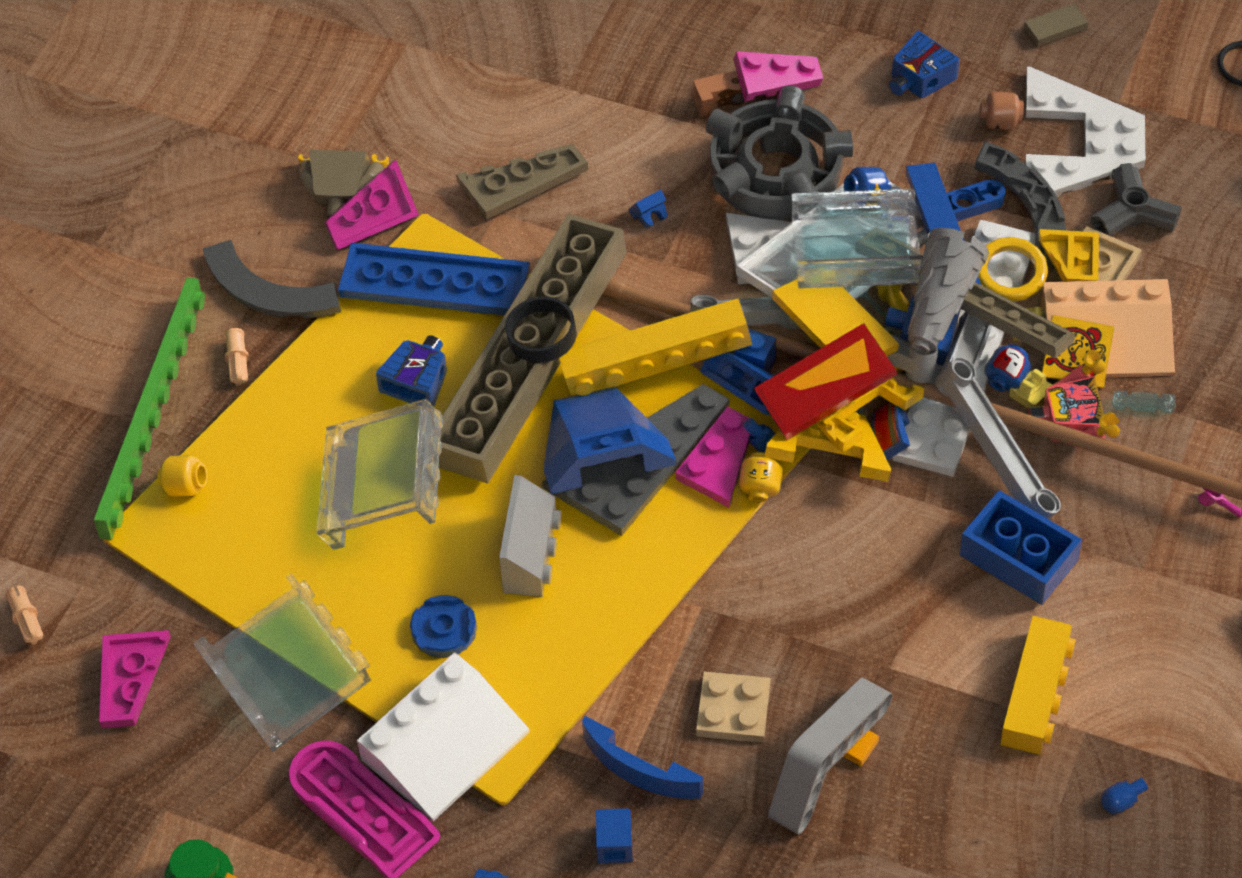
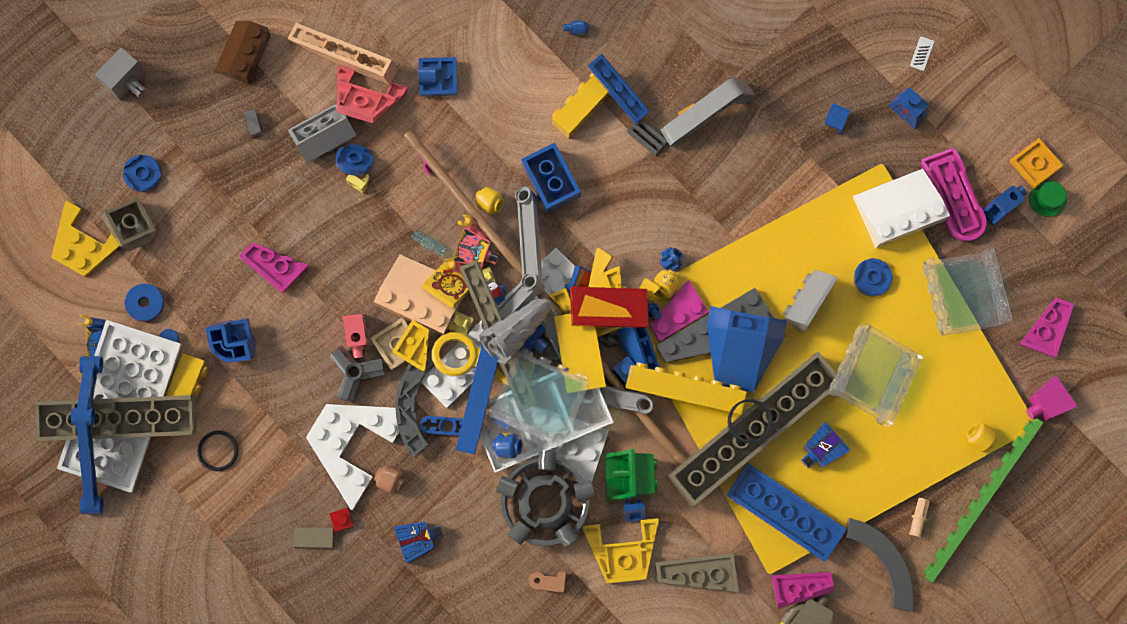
camera: 160 degrees left, 25 degrees up
(24, 615) = (1093, 392): light nougat axle -> none
(91, 572) = (1050, 400): none -> dark pink torso
(270, 817) = (1004, 204): none -> blue torso
(635, 151) = (623, 560): none -> yellow wing
(674, 232) = (629, 475): none -> green piece
(675, 783) = (792, 133): blue slope -> none
(733, 707) = (741, 165): tan plate -> none
(770, 72) = (510, 576): dark pink wing -> none
(777, 527) = (671, 258): none -> blue gear
(911, 678) = (630, 131): none -> dark grey tile
(996, 711) = (618, 88): none -> blue tile
(1033, 55) = (341, 519): none -> red plate
(1093, 485) = (489, 200): none -> yellow head
(1167, 245) = (352, 325): none -> coral torso

